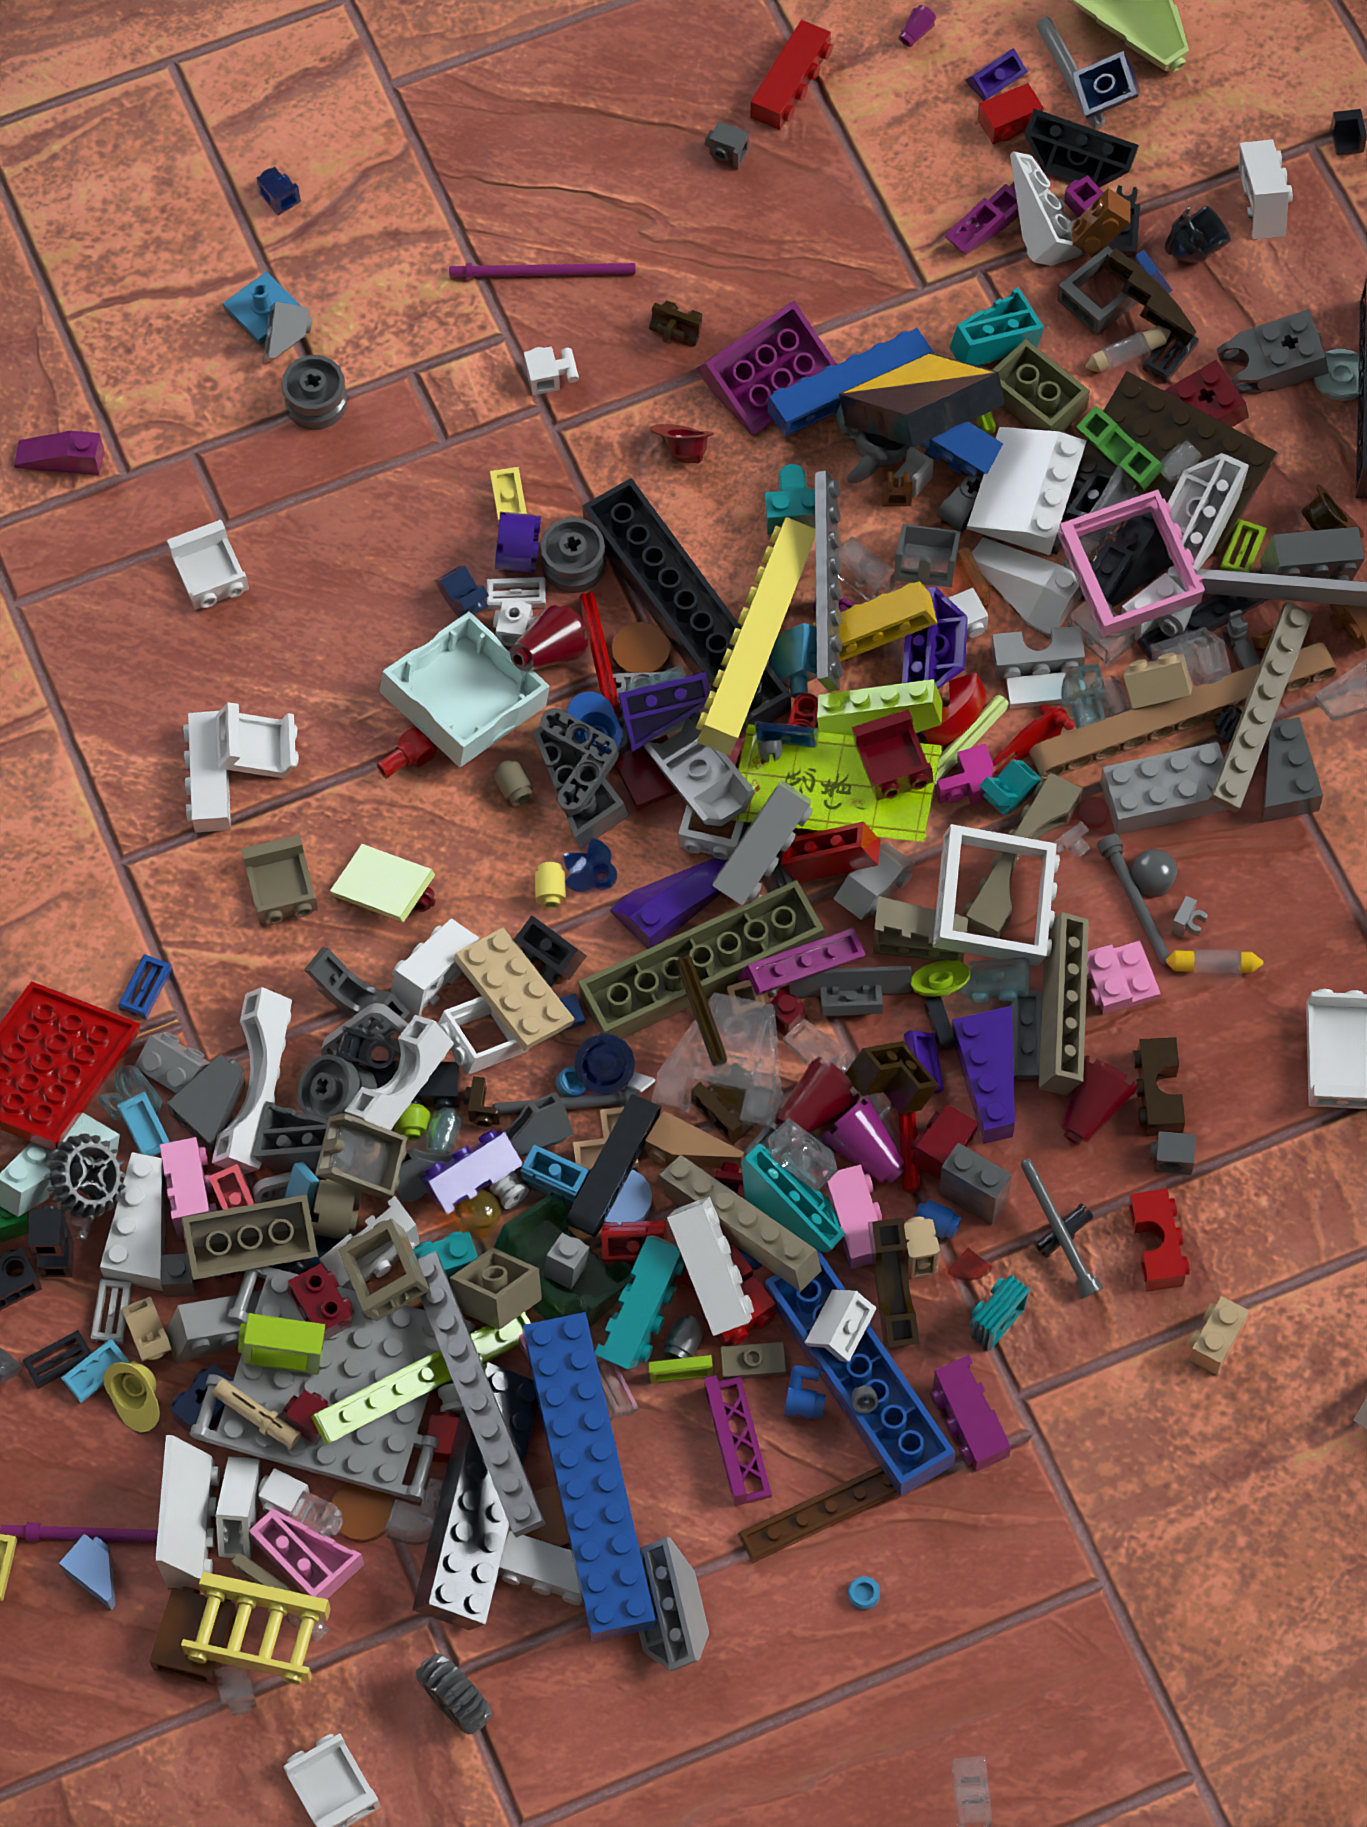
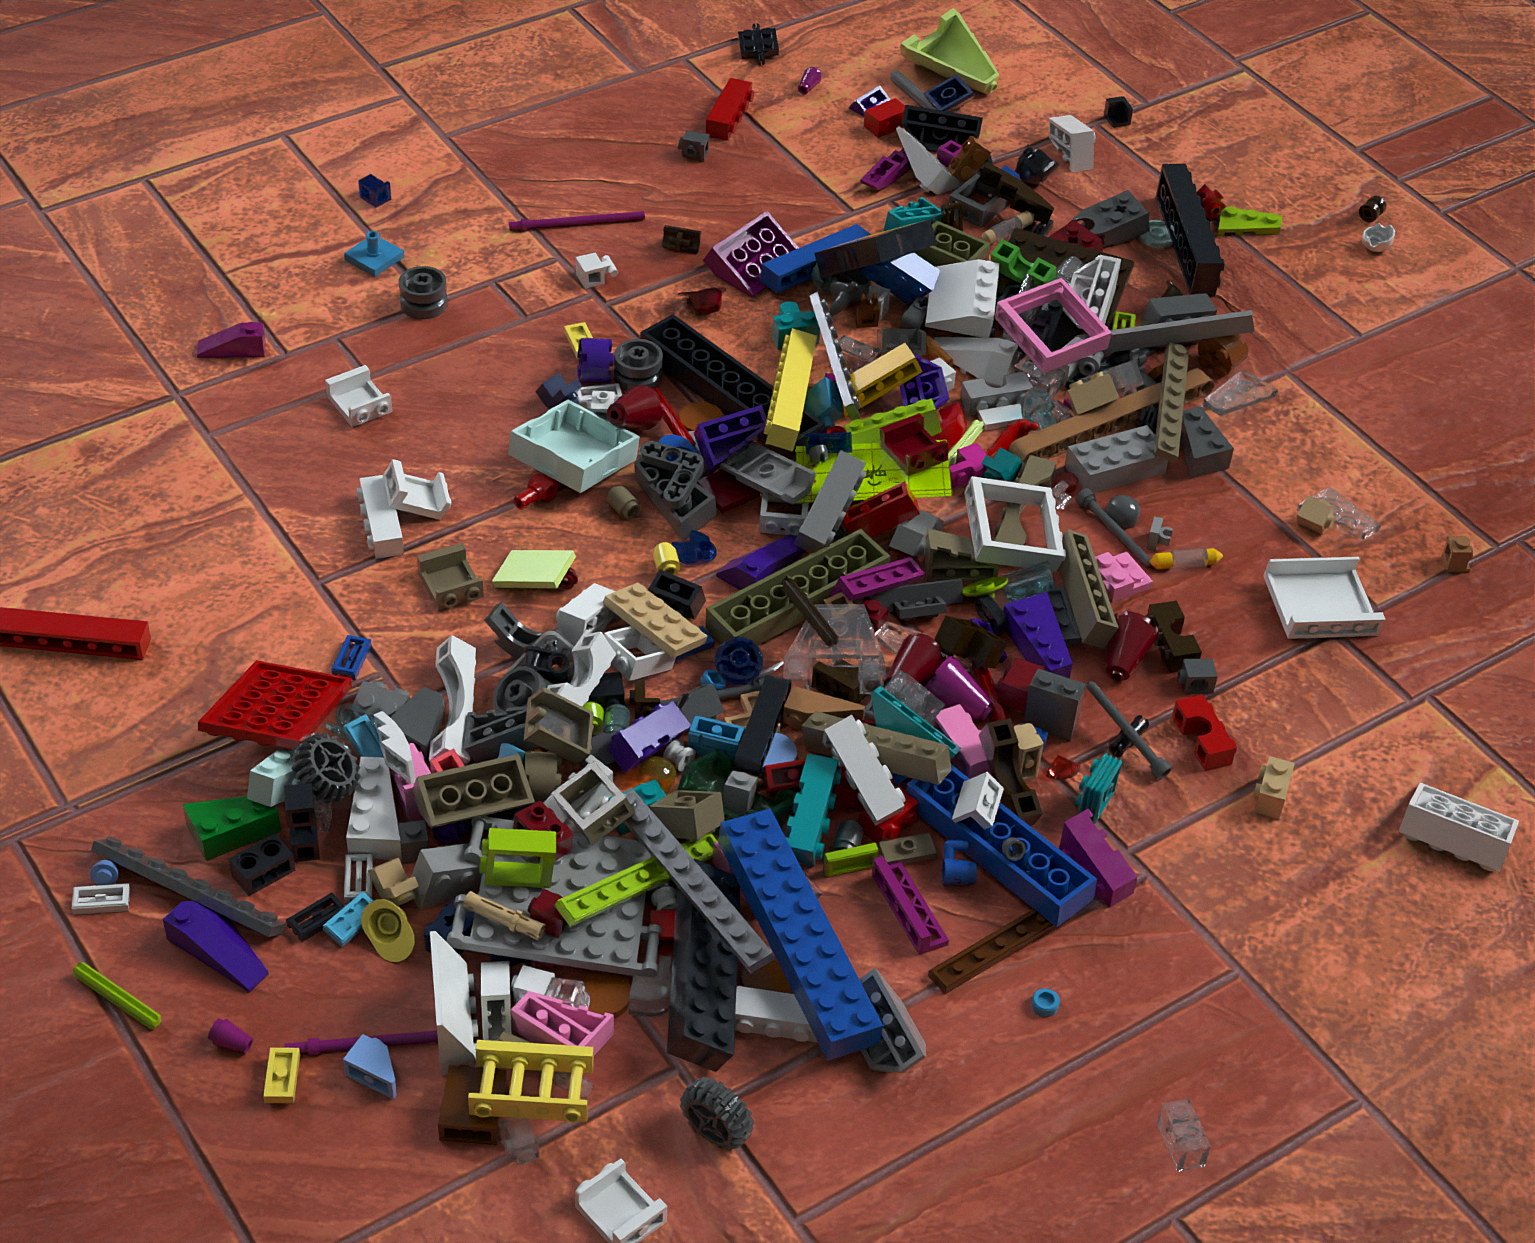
camera: 15 degrees left, 20 degrees down
(170, 1153) = (394, 747): none -> white slope
(285, 328) = (394, 259): light grey slope -> none
(1047, 325) = (947, 215): none -> dark brown tile

